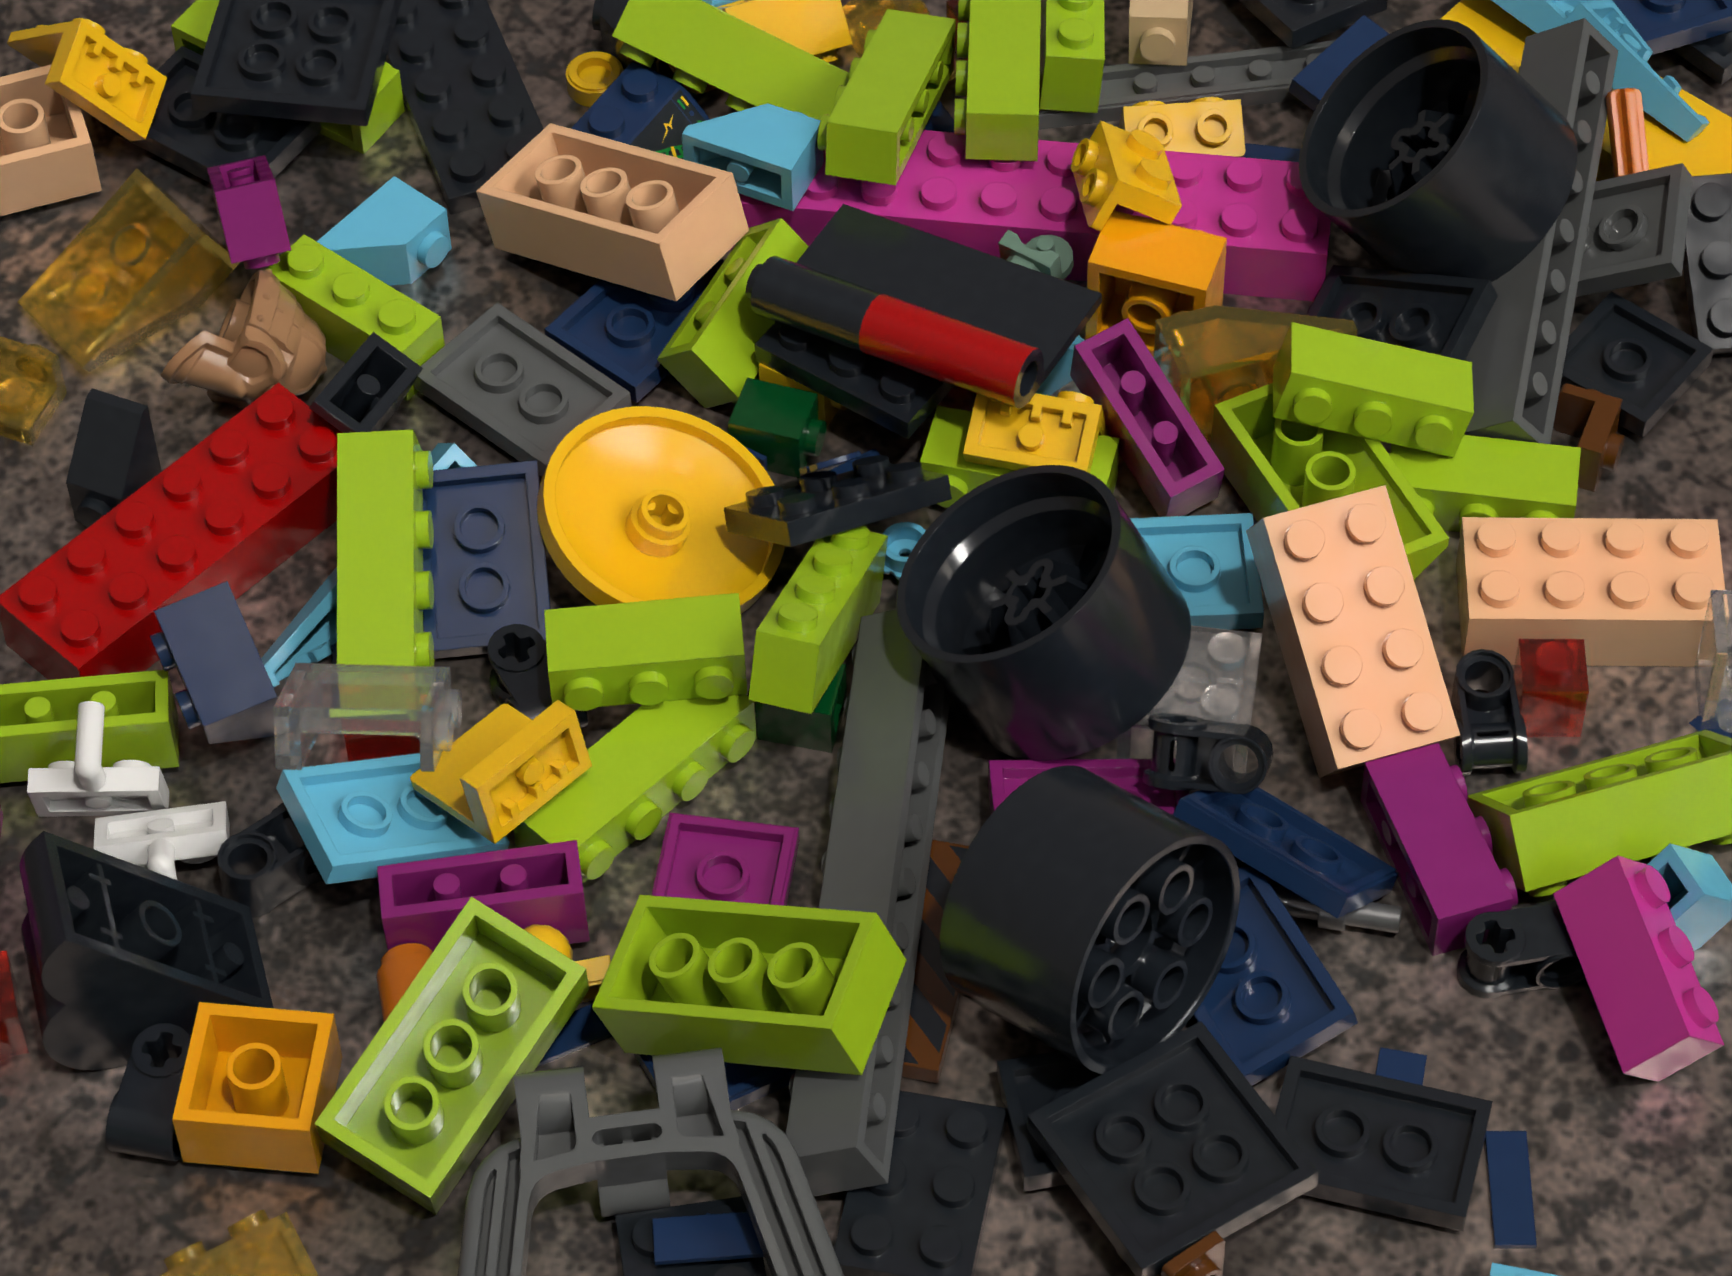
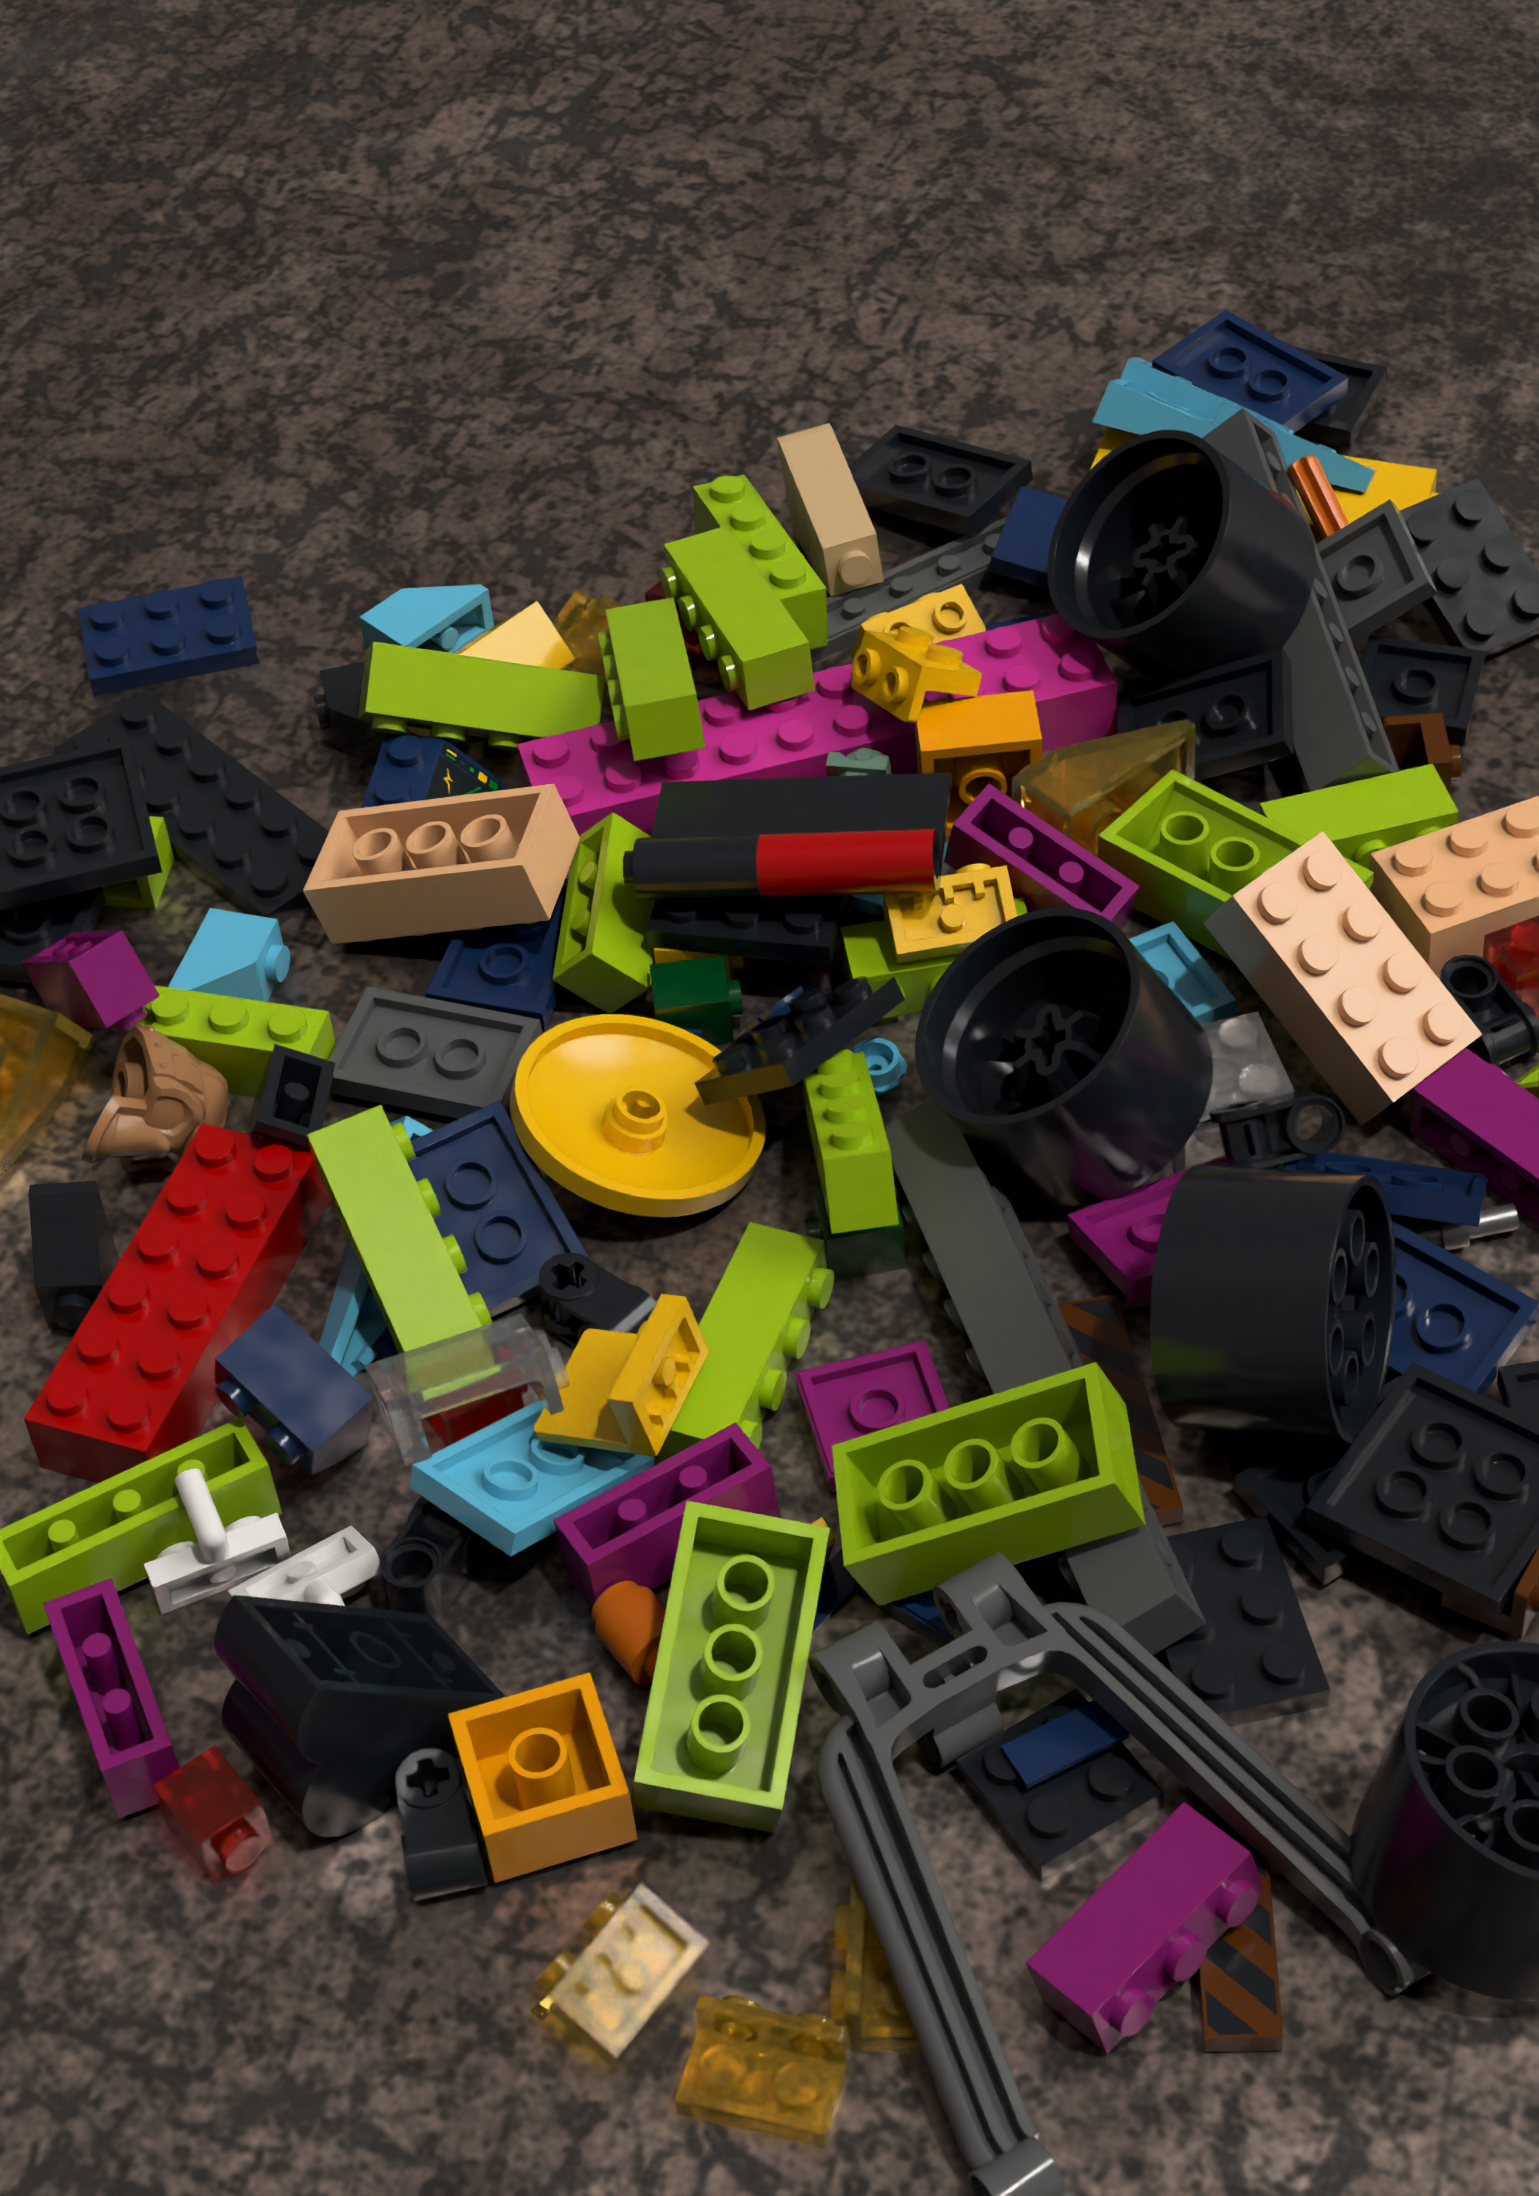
camera: 20 degrees left, 5 degrees down
(591, 75) = (343, 771): yellow tile -> none
(646, 651) = (704, 1229): lime brick -> none
(764, 147) = (566, 751): medium azure slope -> none
(1373, 389) = (1237, 770): lime brick -> none

